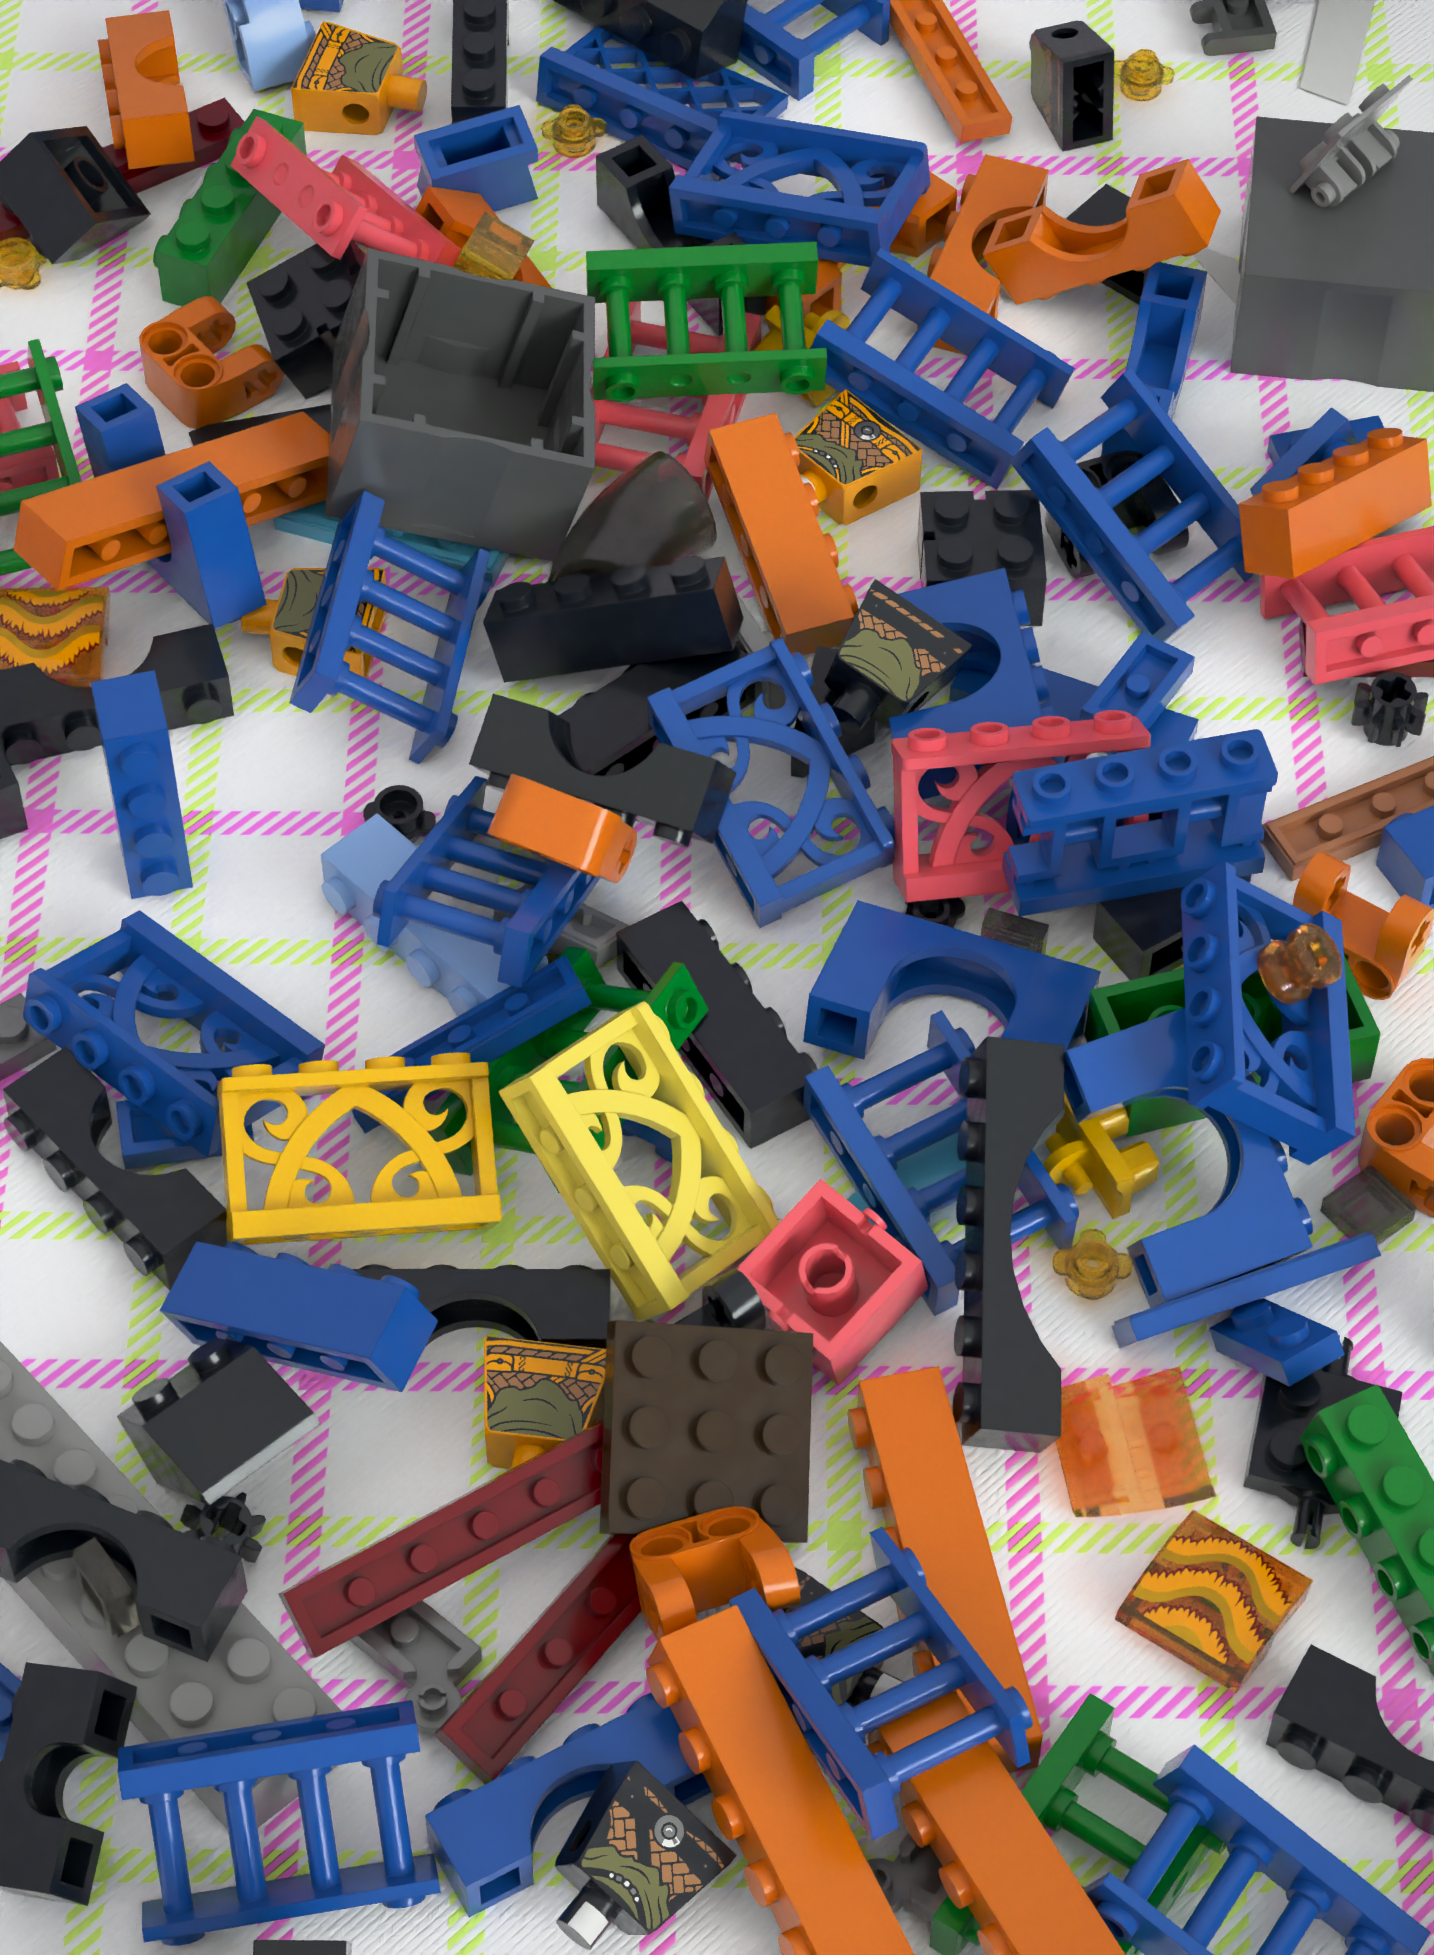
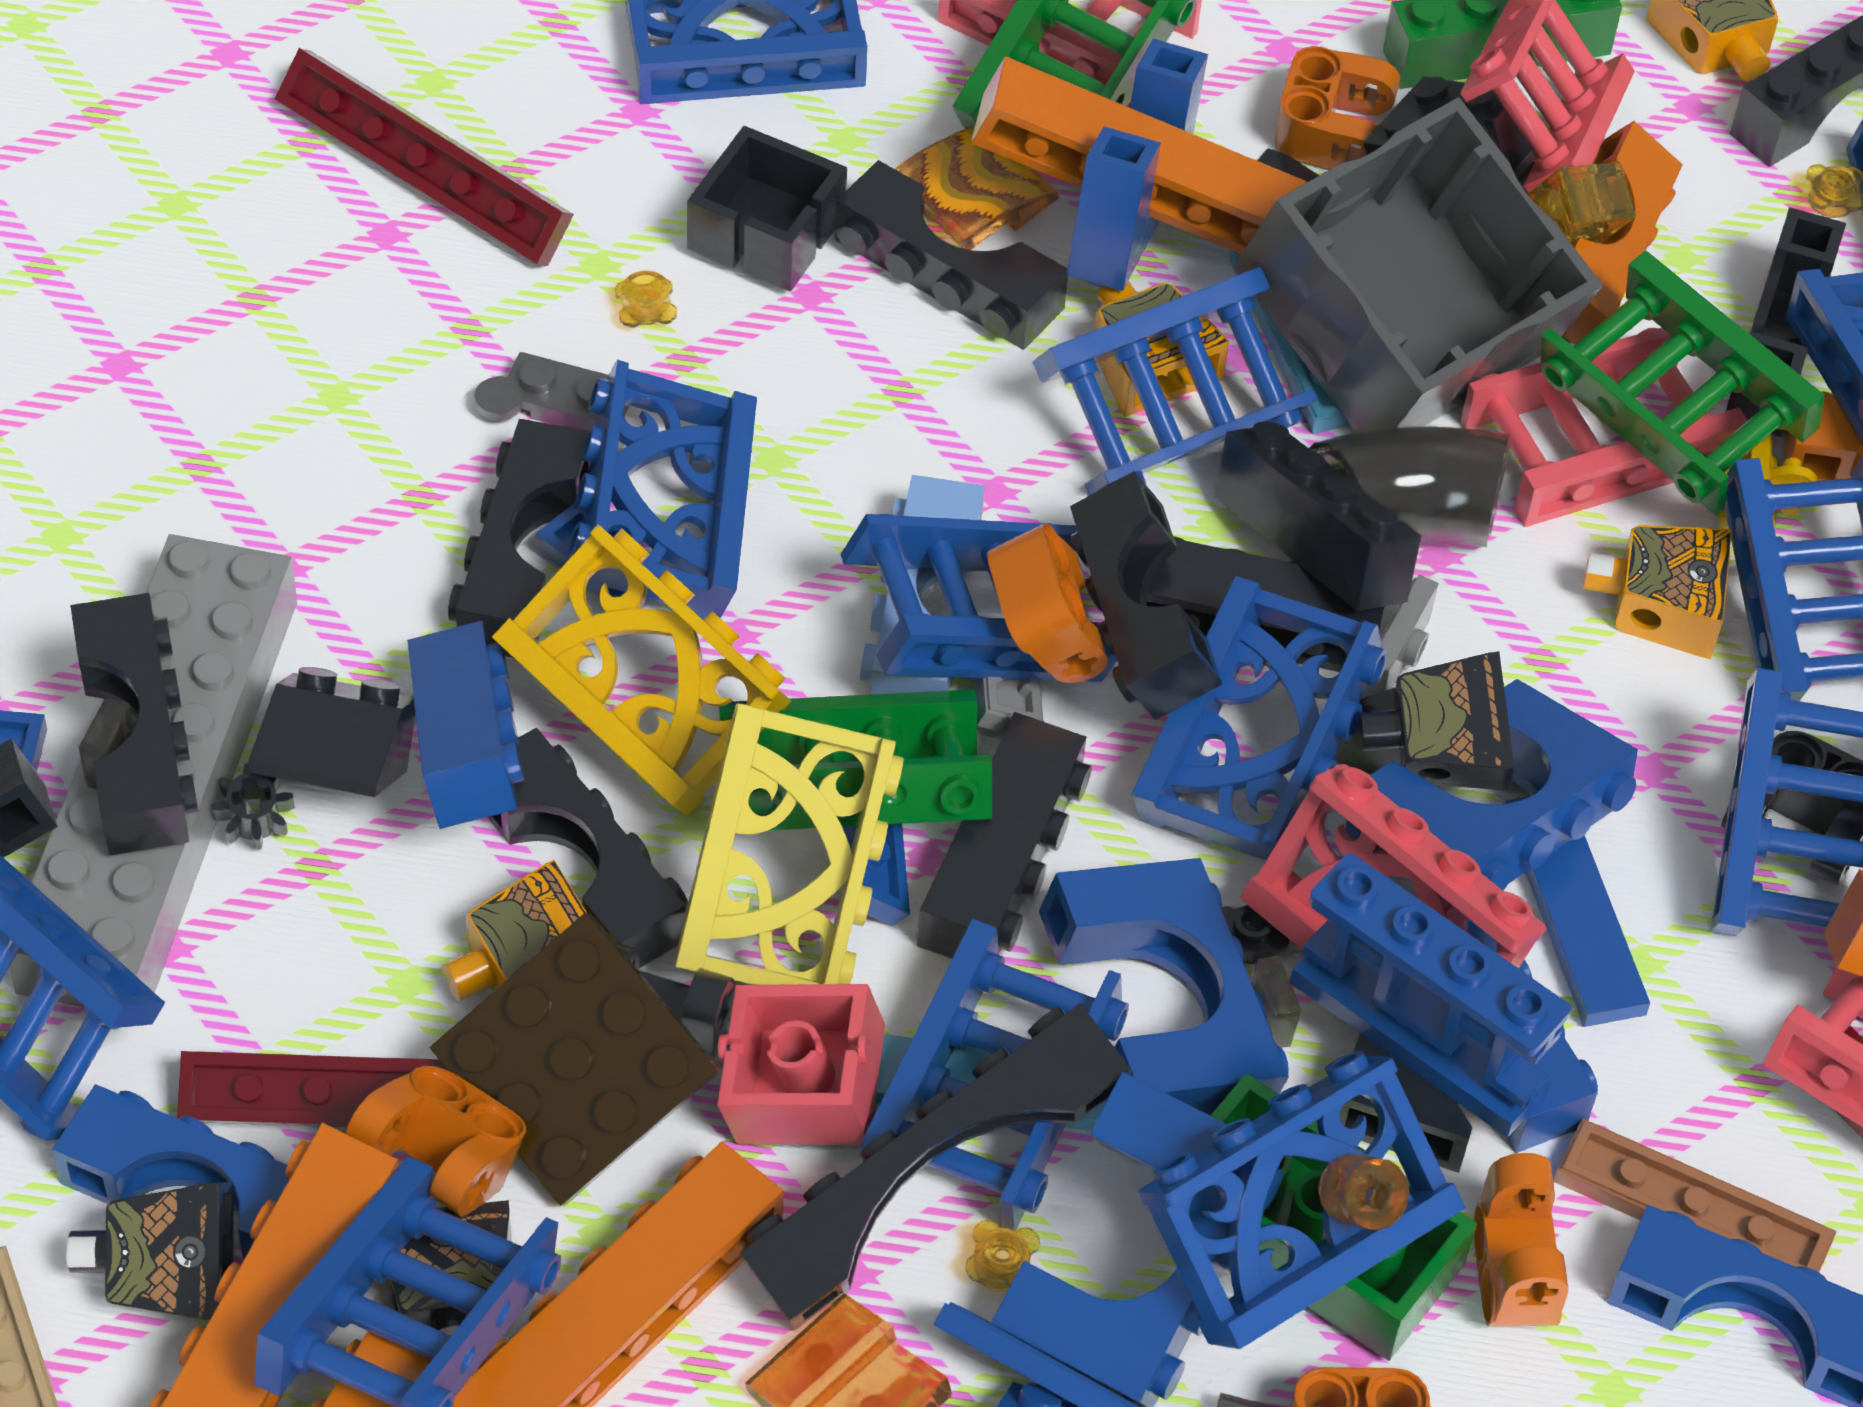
camera: 50 degrees right, 0 degrees up
(142, 784) = (840, 310): blue brick -> none
(404, 803) = (1019, 497): black plate -> none
(425, 1657) = (256, 990): flat silver hinge -> none
(447, 1543) = (336, 947): dark red plate -> none
(481, 157) = (1710, 138): blue hips -> none
(497, 1024) = (842, 683): blue tile -> none
(779, 533) = (1532, 567): orange brick -> none
(979, 536) = (1680, 734): black piece -> none
(1089, 1160) = (1105, 1215): yellow hips -> none
(1142, 681) = (1622, 933): blue plate -> none
(1389, 709) = (1803, 1143): black gear -> none

